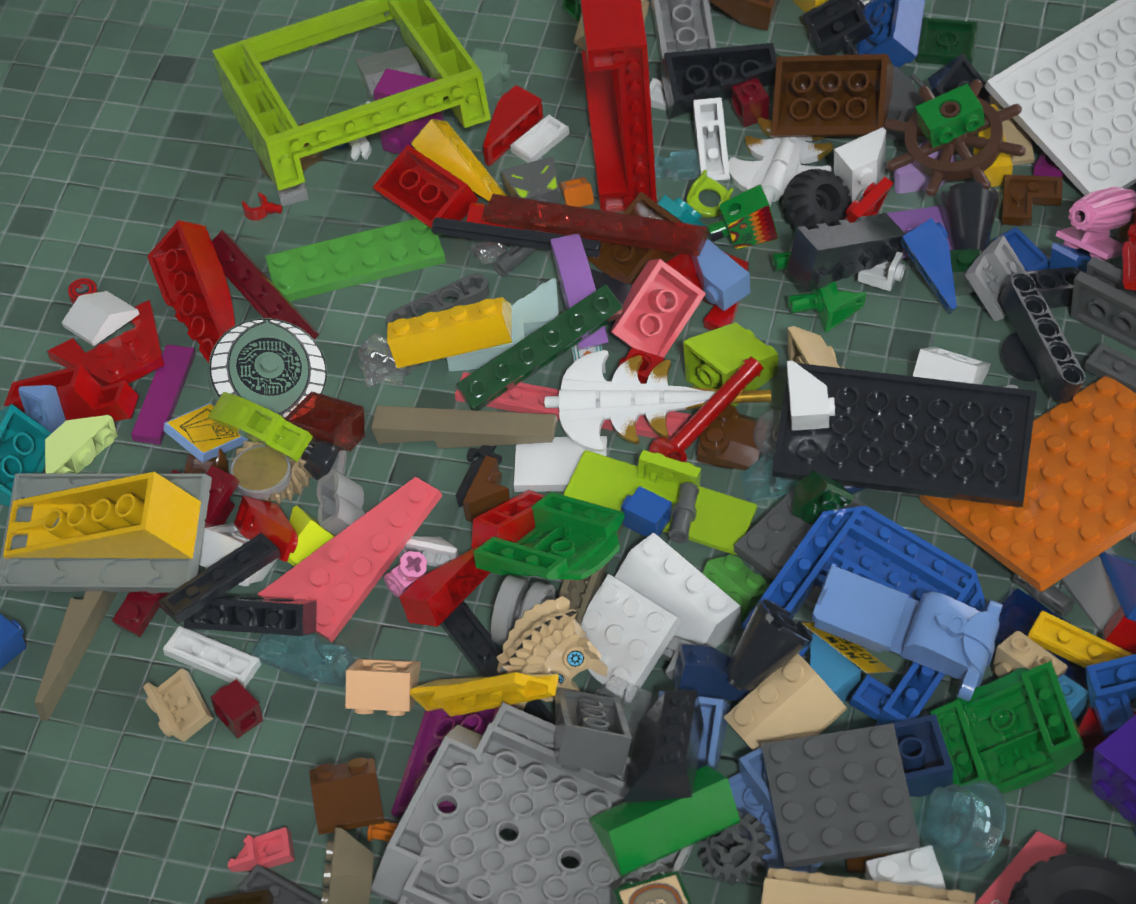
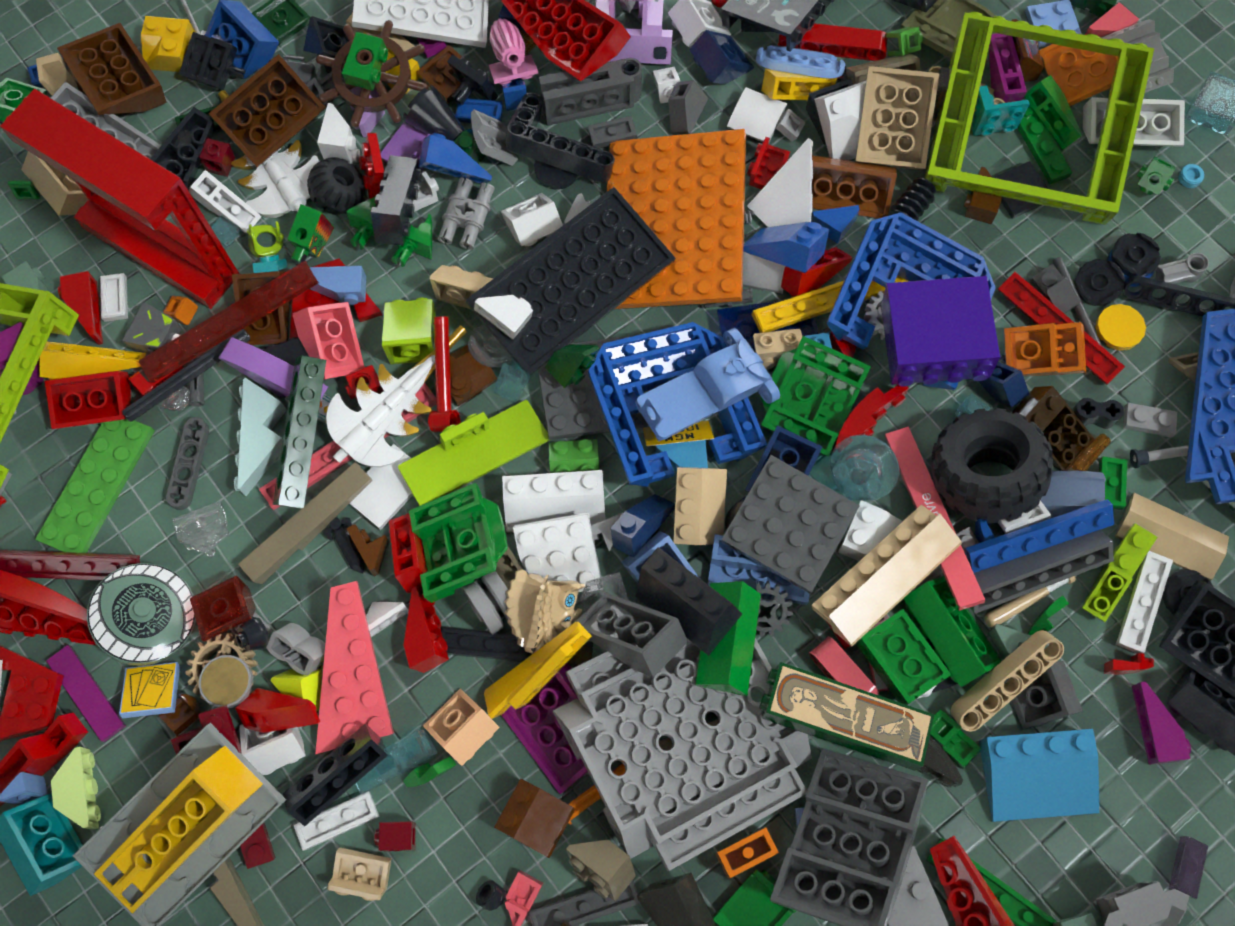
camera: 55 degrees left, 20 degrees up
(219, 578) = (296, 778): black tile -> none
(245, 818) = (490, 895): none -> black tile
(260, 425) = (190, 656): lime slope -> none
(319, 690) = (427, 772): none -> green slope
(404, 575) = (393, 648): bright pink connector -> none
(450, 332) = (229, 475): yellow slope -> none
(646, 512) = (482, 468): blue brick -> none
(684, 512) = (500, 446): dark grey pin -> none
(766, 645) = (663, 481): black cone -> none
(899, 320) = (466, 213): none -> light grey pin
(1041, 217) = (470, 80): none -> black plate
(1051, 796) = (869, 410): none -> red slope

